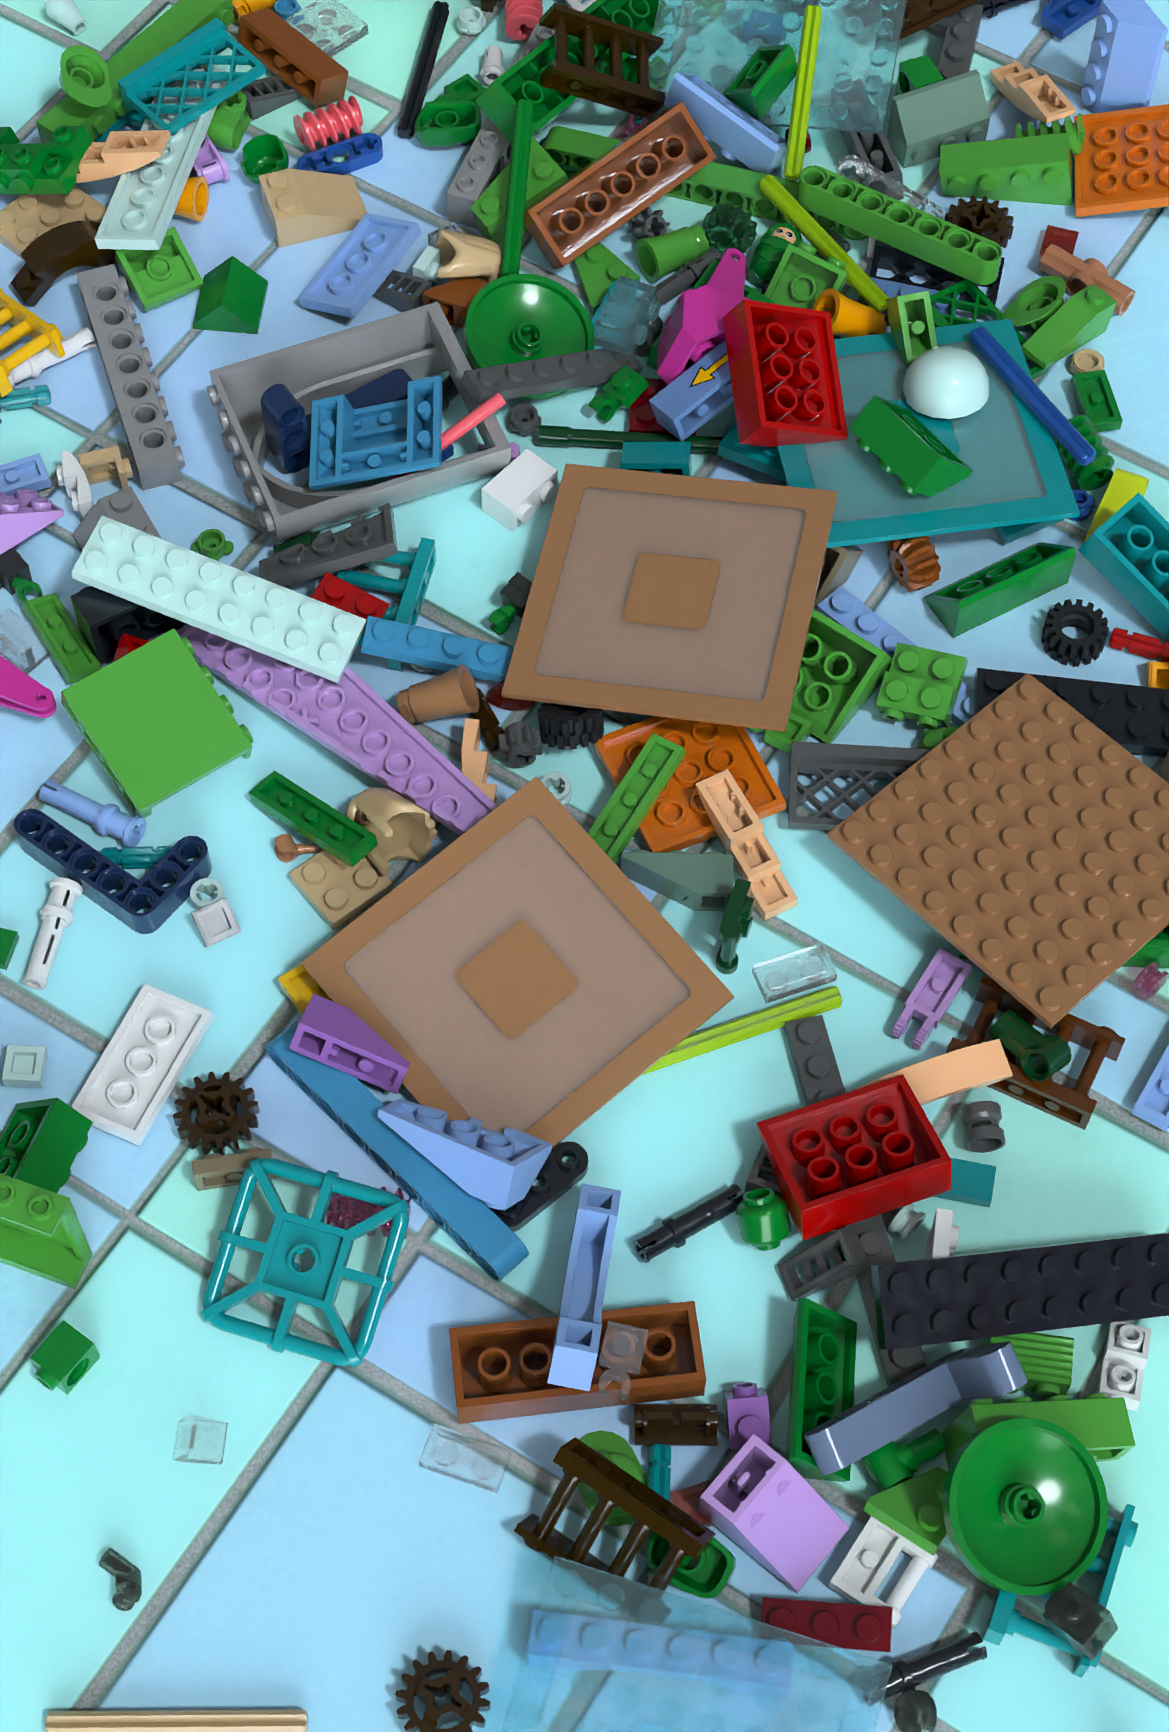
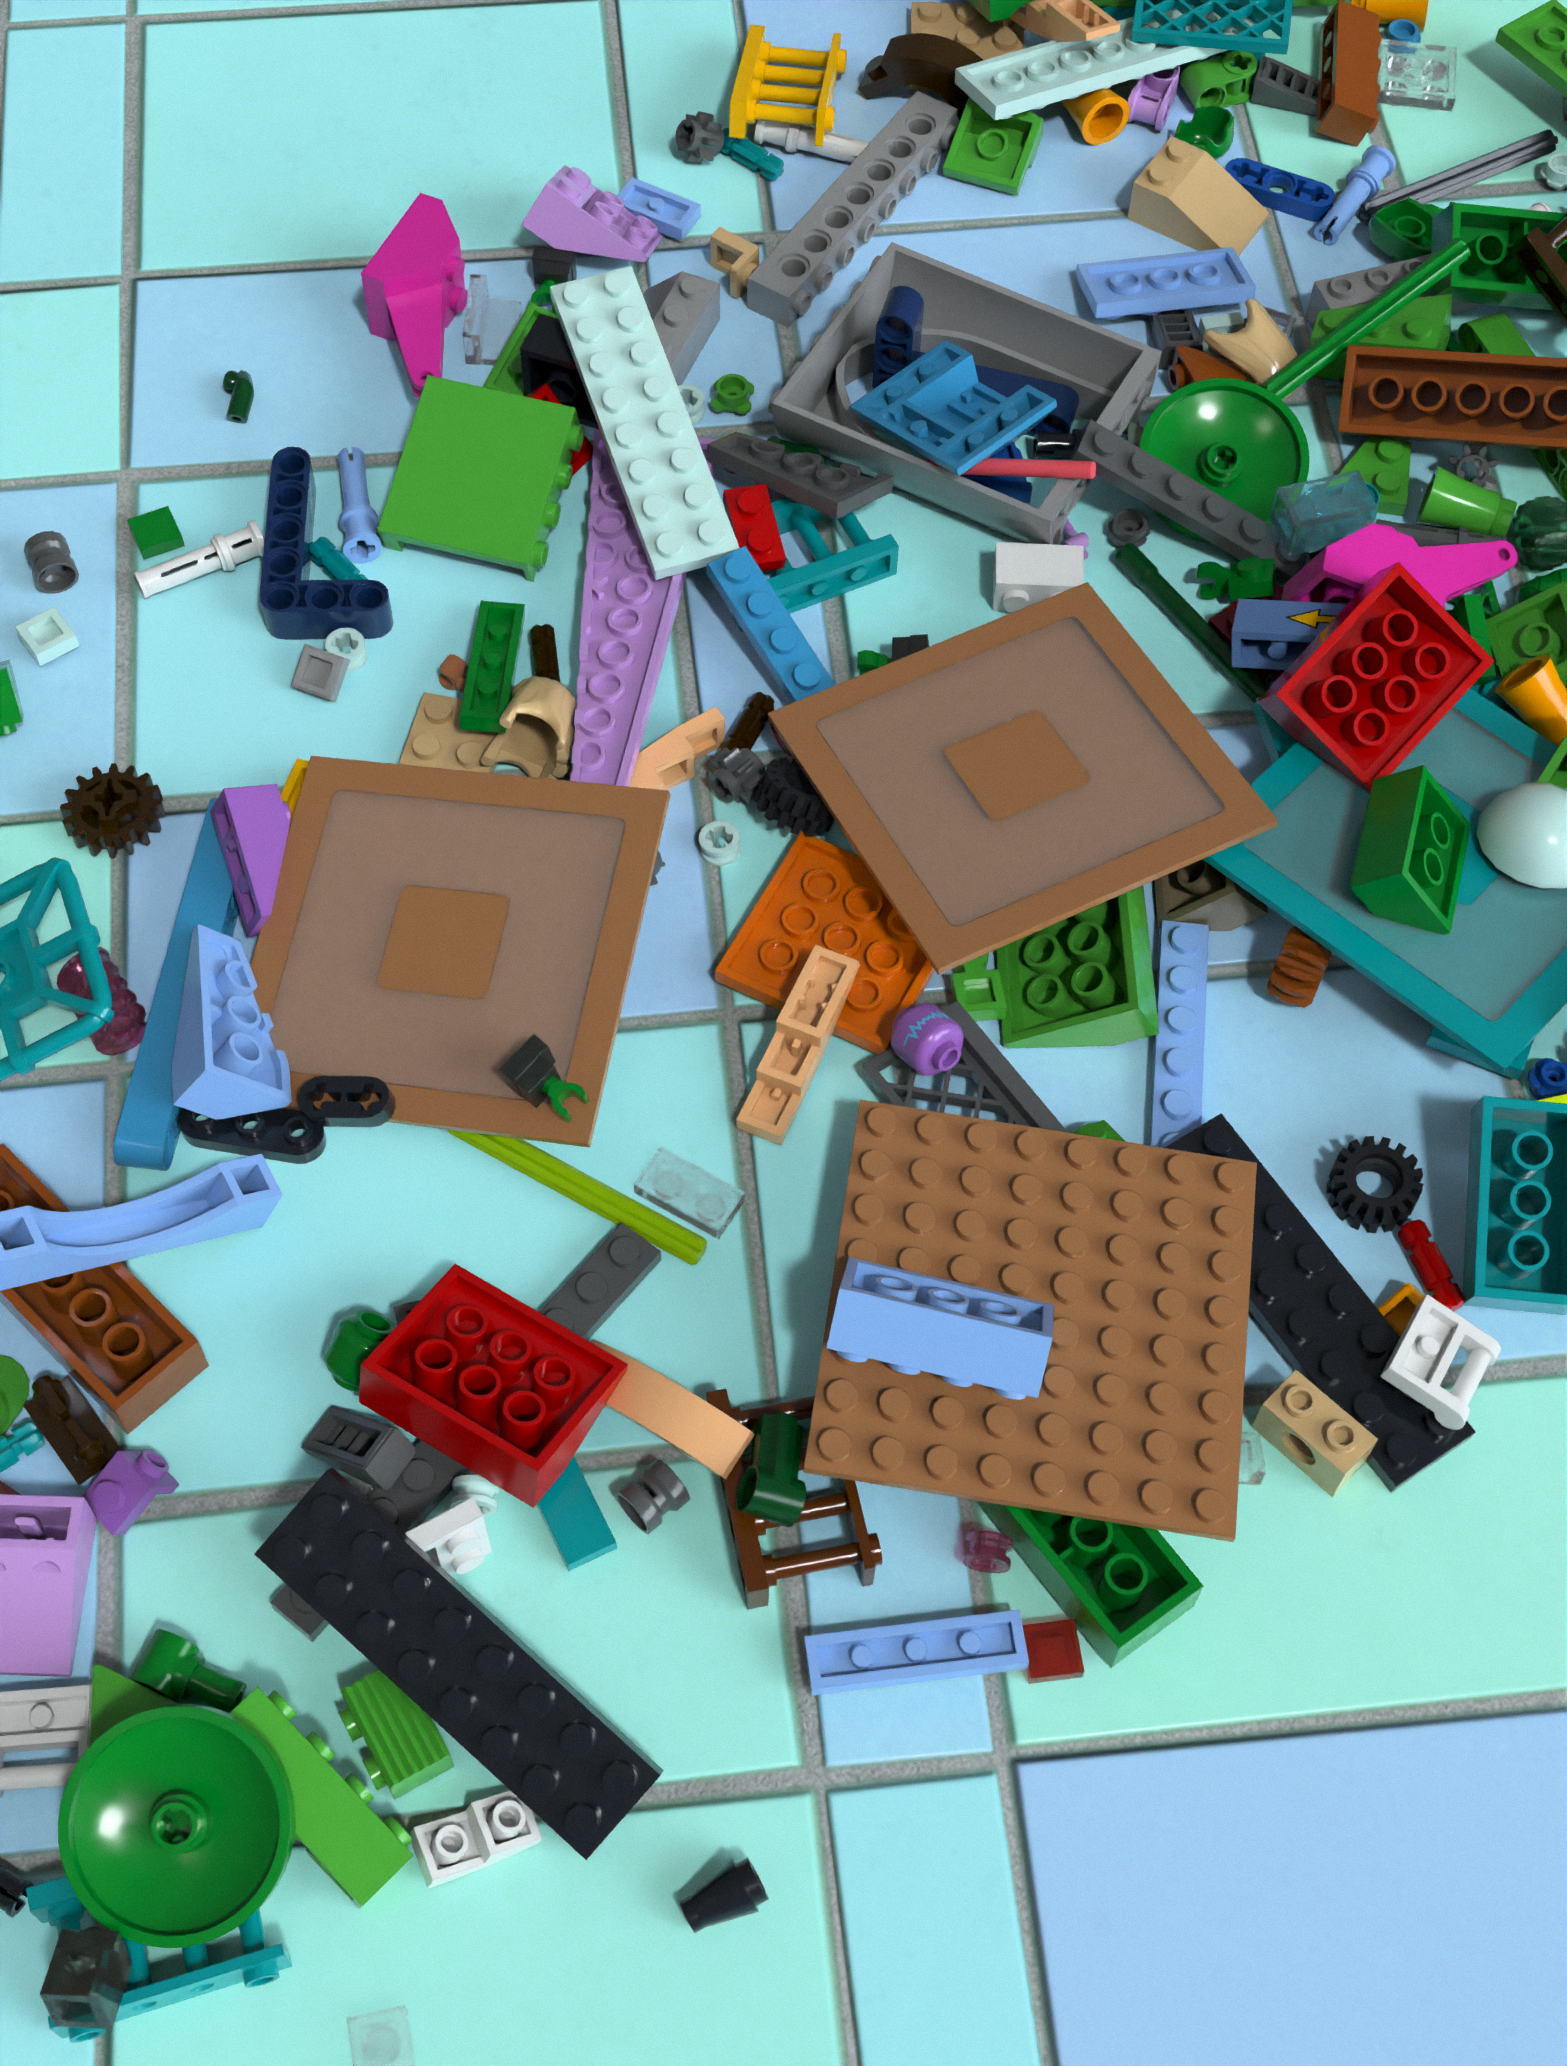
camera: 50 degrees right, 0 degrees up
(74, 479) = (696, 252): white slope -> none
(142, 1064) = (120, 720): white plate -> none
(224, 1171) = (47, 845): dark tan plate -> none
(231, 299) = (1025, 224): green slope -> none
(324, 788) = (545, 652): none -> dark brown axle
(329, 123) = (1302, 152): coral piece -> none
(383, 117) = (1361, 185): none -> light blue pin
(439, 696) = (729, 674): medium nougat plant -> none
(574, 1106) = (346, 1109): none -> black beam
(622, 1353) = (82, 1312): clear plate -> none
(636, 795) = (741, 908): bright green plate -> none
(657, 457) = (1186, 664): teal brick -> none
(669, 988) = (535, 1078): none -> pearl dark grey piece
(677, 1230) = (293, 1283): black pin -> none
(690, 879) = (720, 1031): sand green slope -> none
(734, 925) = (696, 1089): dark green plate -> none
(809, 773) = (927, 1039): none -> medium lavender head
(819, 1380) = (194, 1539): green slope -> none
(876, 1421) = (228, 1627): sand blue beam -> none
(921, 686) = (1147, 1077): bright green plate -> none
(933, 995) = (765, 1343): lavender hinge -> none
(1002, 586) = (1362, 1076): green slope -> none
(1026, 890) = (942, 1328): none -> light blue slope

